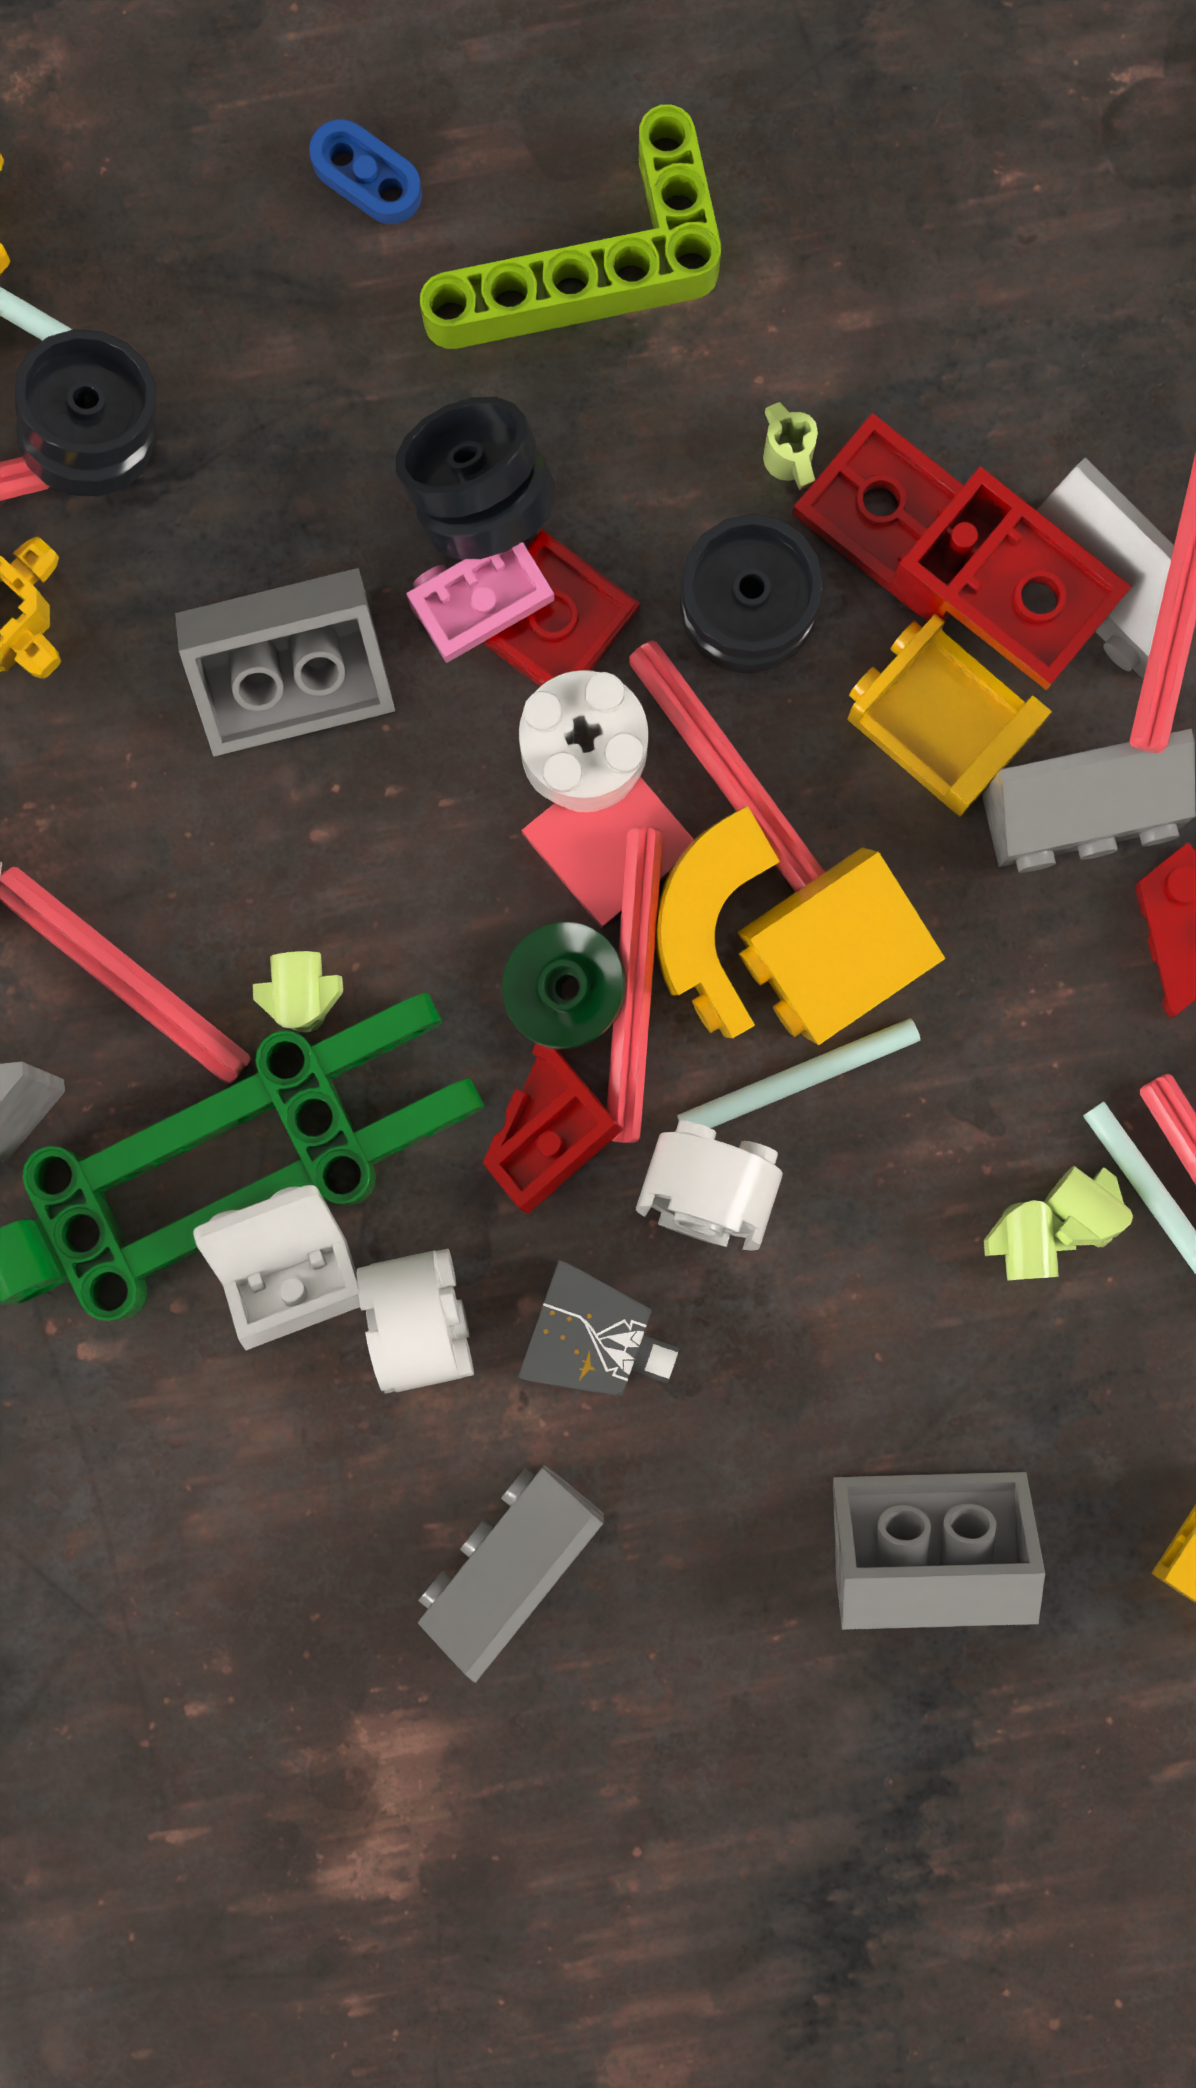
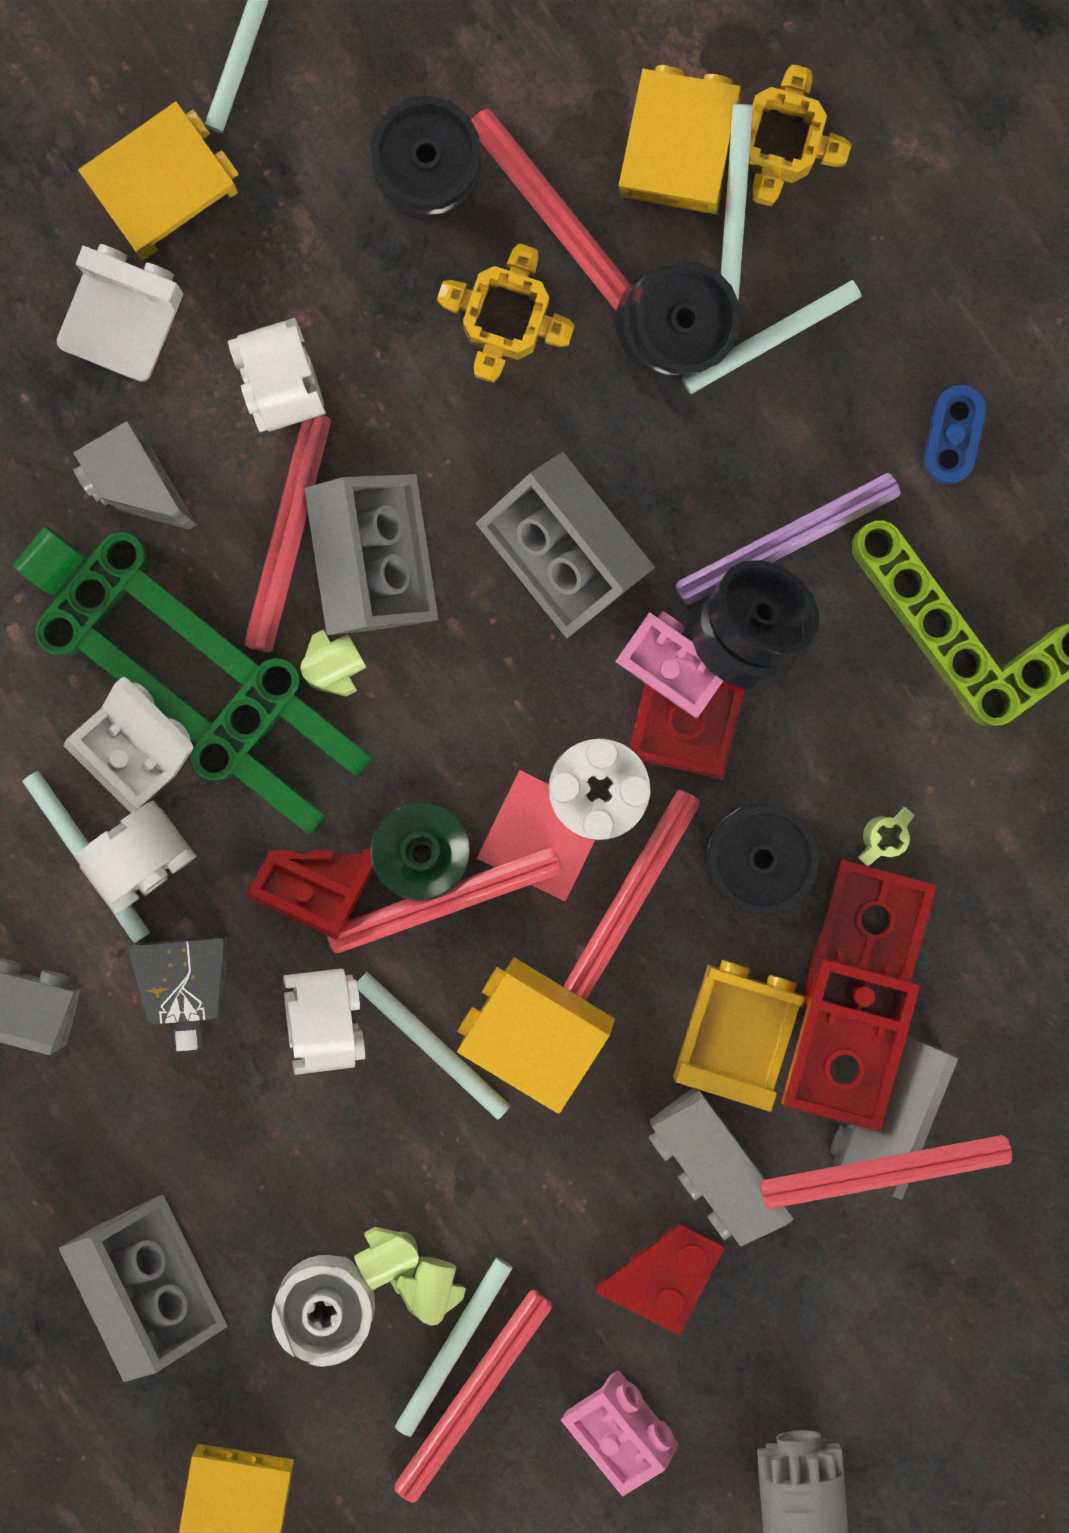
camera: 60 degrees right, 5 degrees up
(159, 327) = (775, 335): none -> light aqua bar
(189, 888) = (371, 553): none -> light grey slope
(367, 1389) = (76, 842): none -> light aqua bar
(396, 402) = (793, 535): none -> lavender axle
(689, 910) = (521, 915): yellow arch -> none
(1095, 1334) = (310, 1334): none -> white brick

